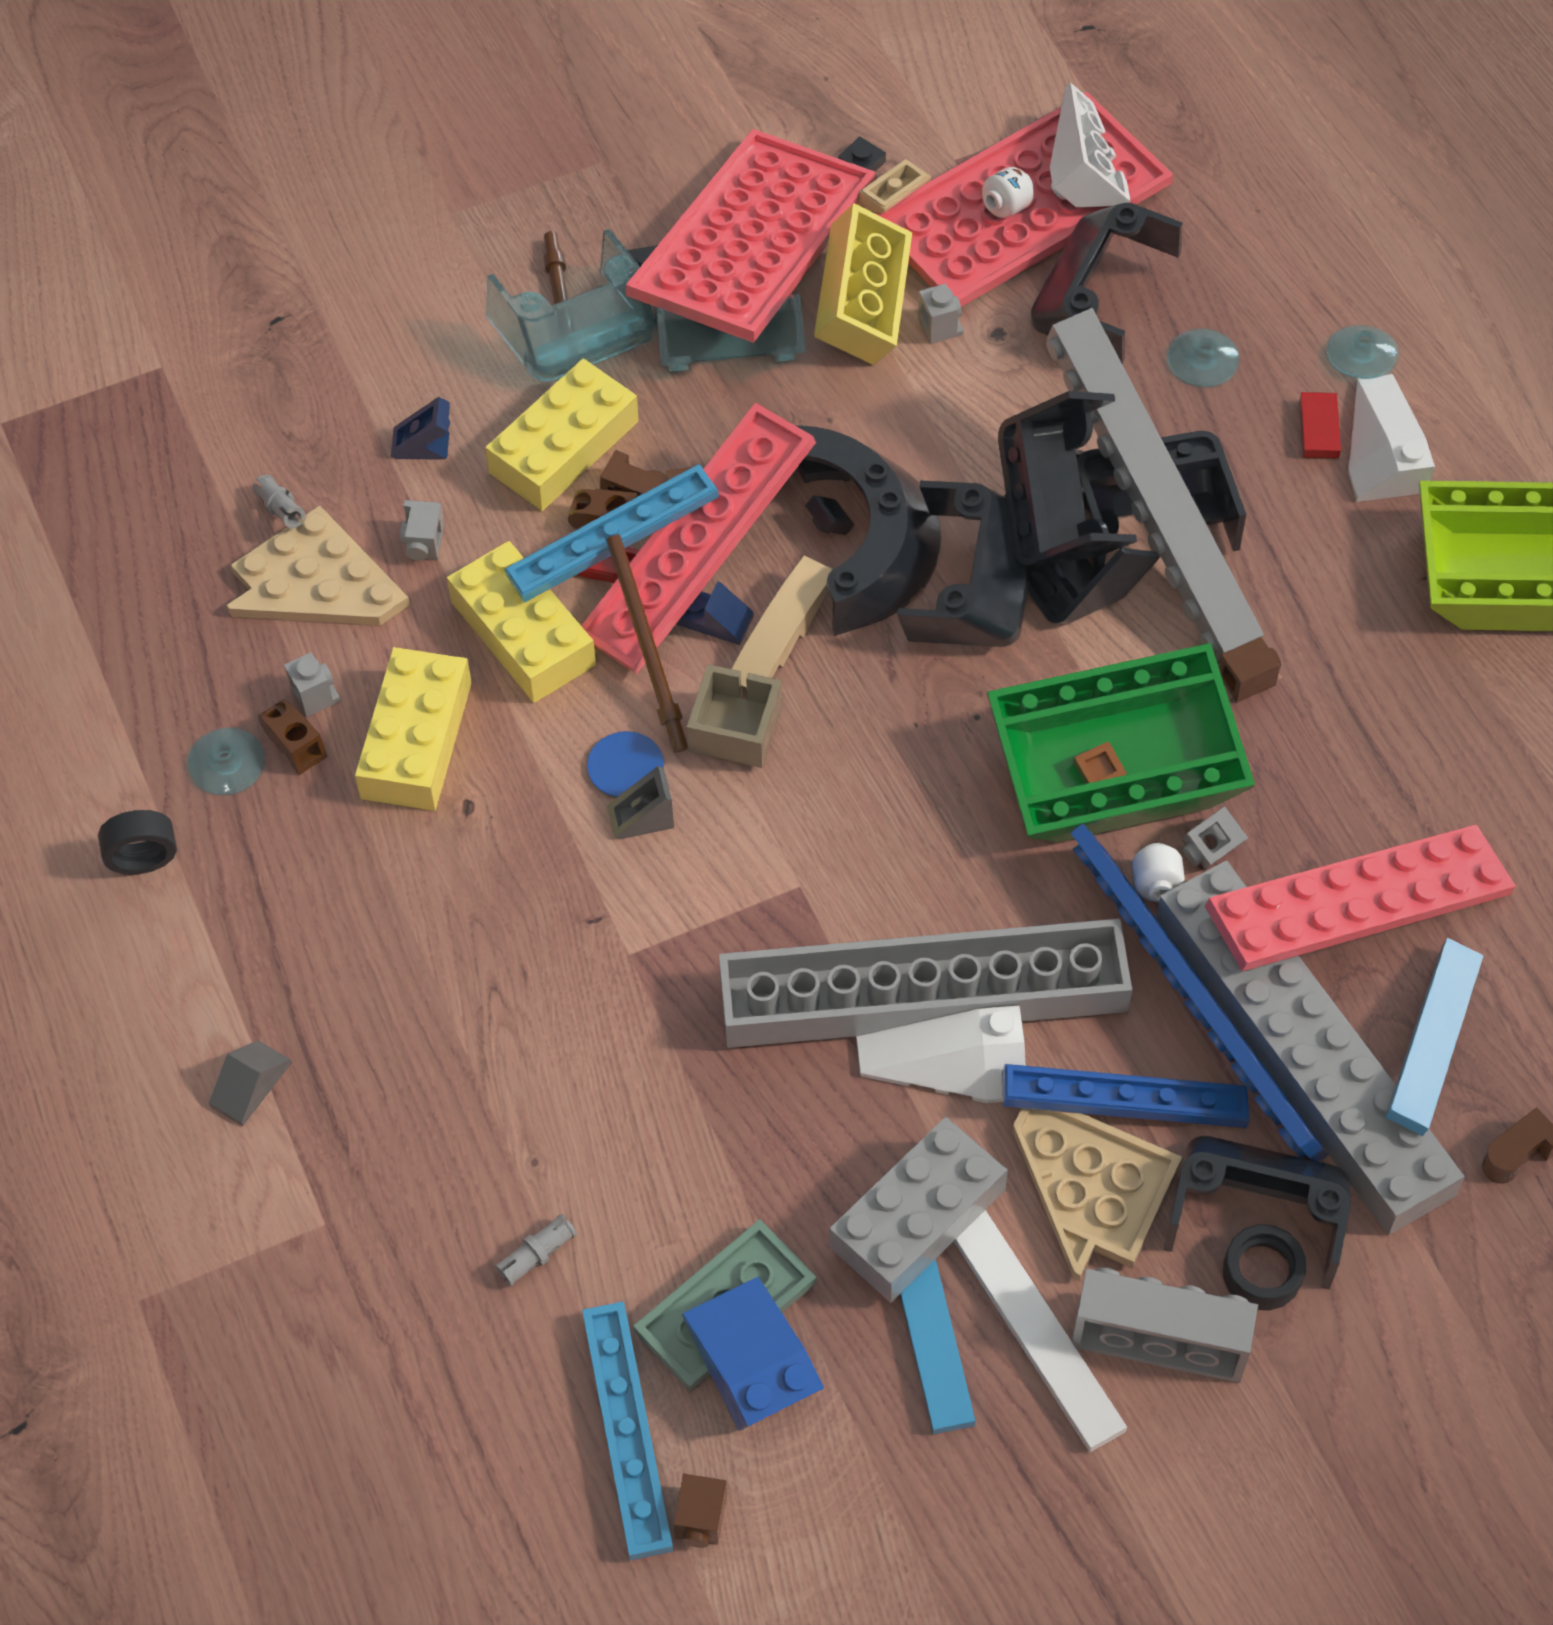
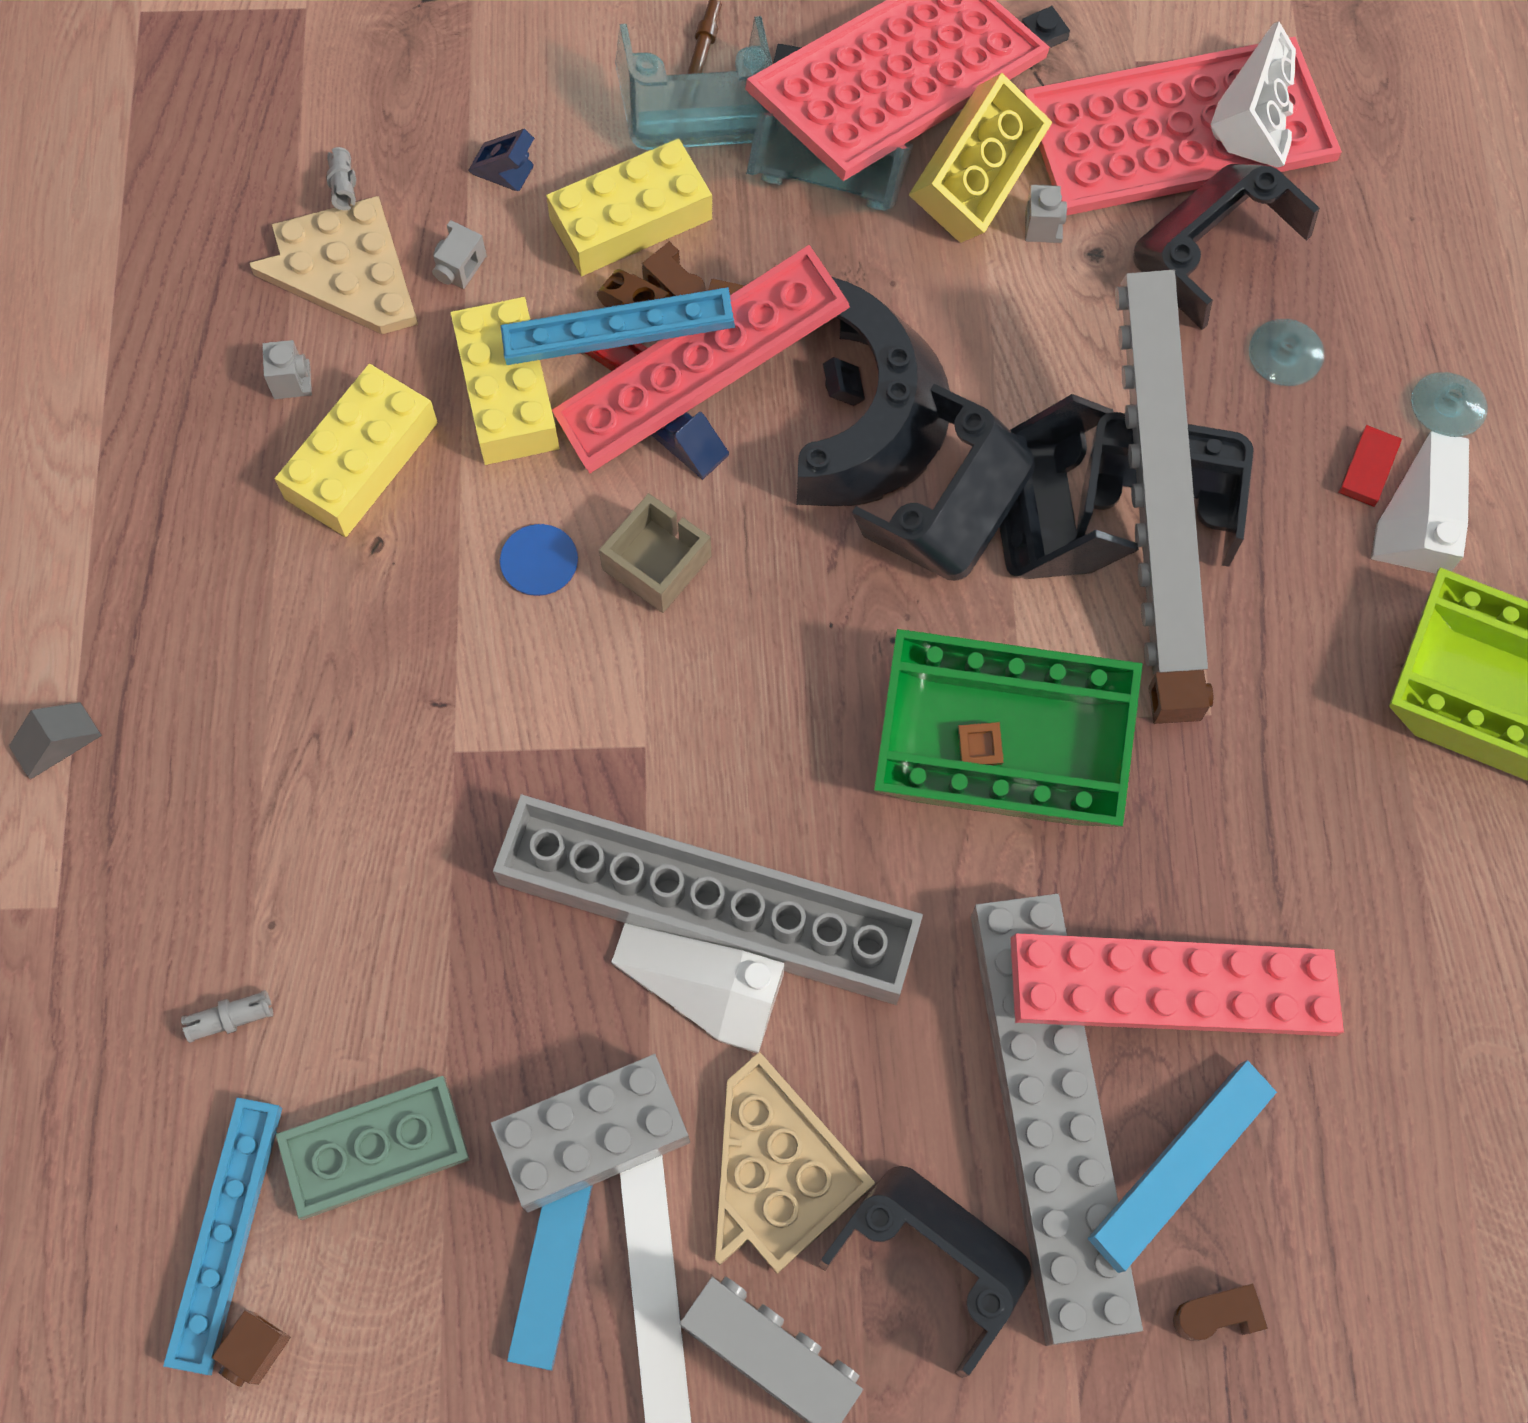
camera: 20 degrees right, 10 degrees up
(136, 826) = (54, 466): black tyre -> none
(228, 773) = (190, 425): clear light blue dish -> none
(293, 735) = (247, 415): reddish brown leg -> none
(643, 807) = (531, 611): dark grey slope -> none
(669, 712) = (599, 525): reddish brown bar -> none
(752, 1353) = (366, 1214): blue slope -> none
(784, 620) = (746, 475): tan slope -> none
(892, 187) = (1058, 68): tan slope -> none
(1007, 192) = (1165, 113): white head -> none
(1045, 481) = (1054, 433): black windscreen -> none
(1125, 1096) = (850, 1095): blue tile -> none
(1157, 871) = (989, 874): white head -> none
(1201, 1001) = (969, 1027): blue plate -> none
(1222, 830) = (1075, 866): light grey brick -> none
(1278, 1240) = (936, 1320): black tyre -> none

